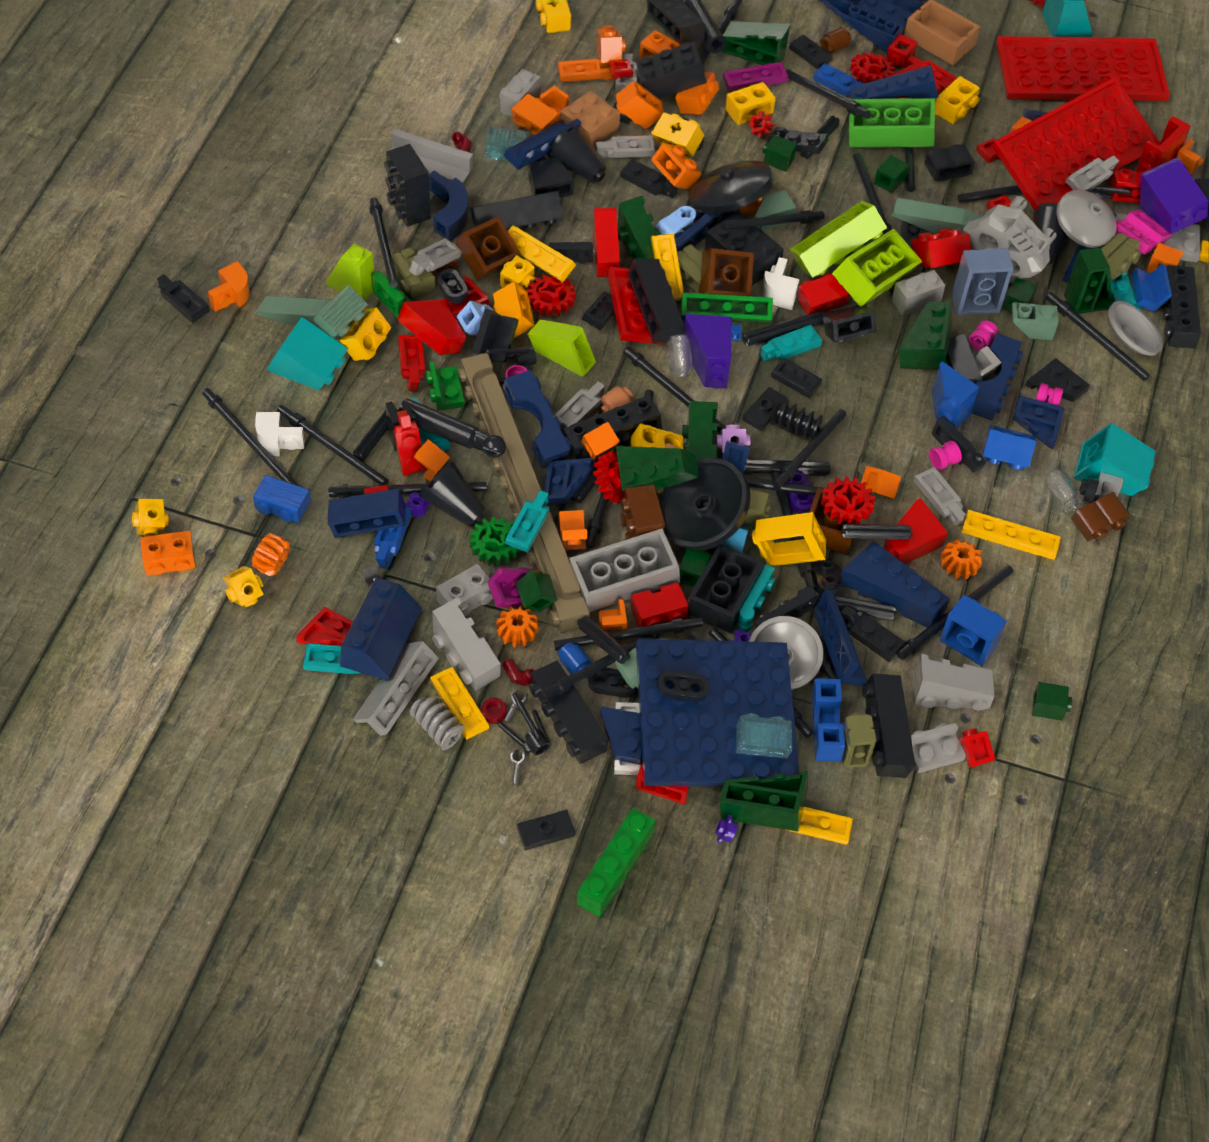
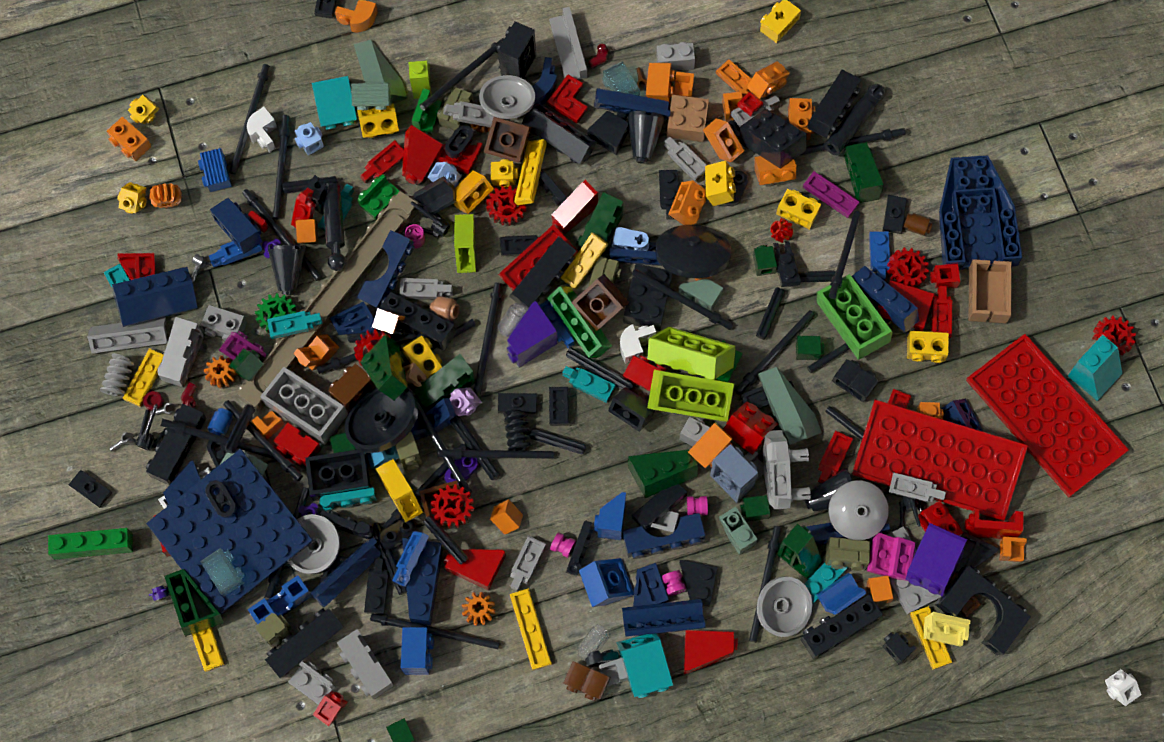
camera: 60 degrees right, 15 degrees up
(327, 399) = (309, 138): none -> light blue brick
(449, 215) = (507, 97): none -> light grey dish
(484, 193) = (564, 101): none -> red plate
(602, 89) = (730, 103): none -> orange panel
(833, 181) = (770, 313): none -> black axle
(833, 399) = (558, 441): none -> black axle
(874, 566) = (410, 557): none -> blue hinge
(943, 276) = (710, 445): none -> orange brick
(1079, 423) = (662, 617): none -> dark blue fence
(1132, 409) = (706, 648): none -> red slope

